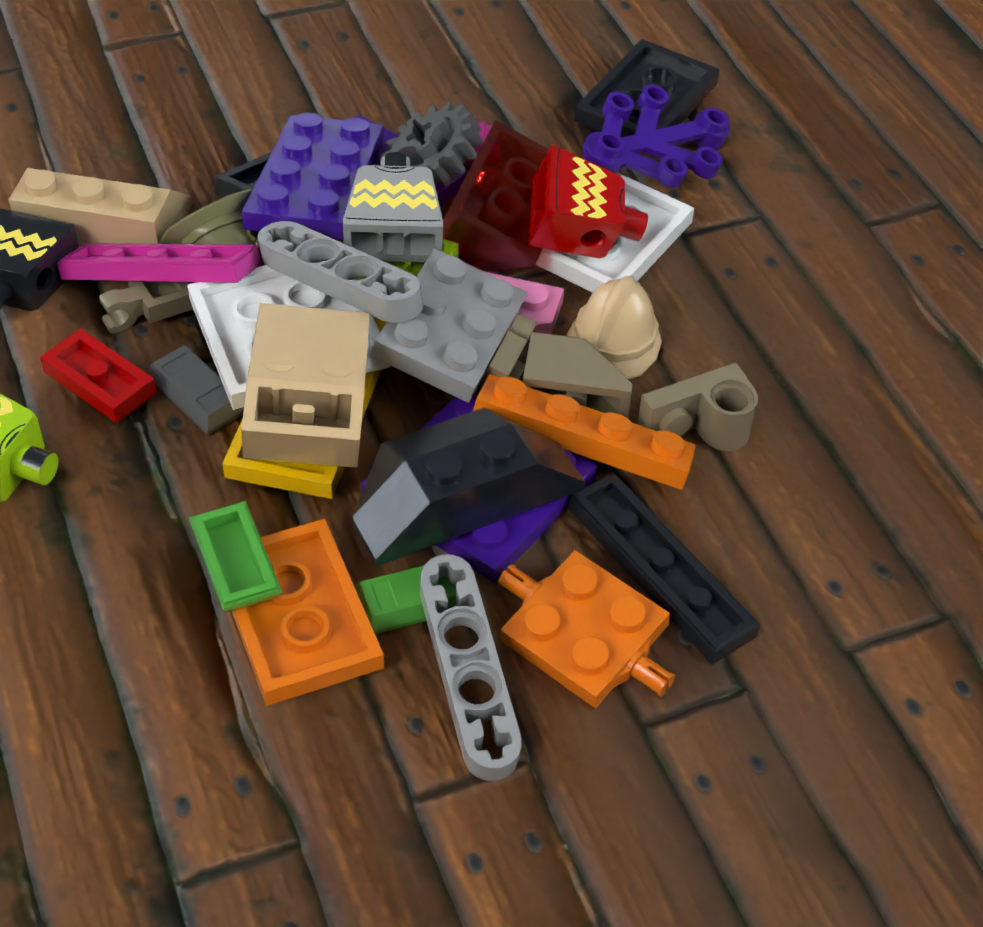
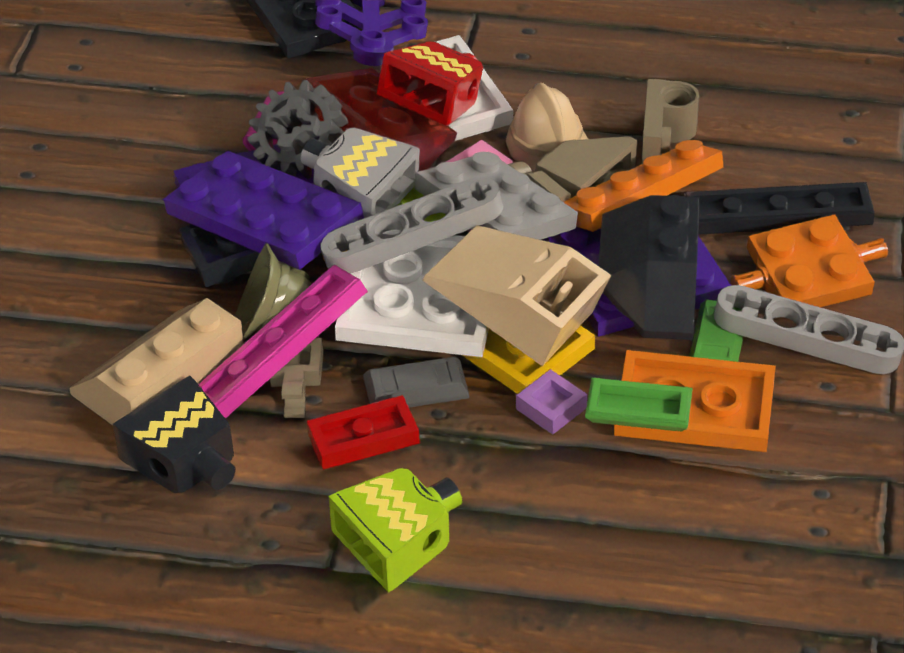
camera: 55 degrees left, 5 degrees down
(221, 486) = (551, 401): none -> medium lavender plate

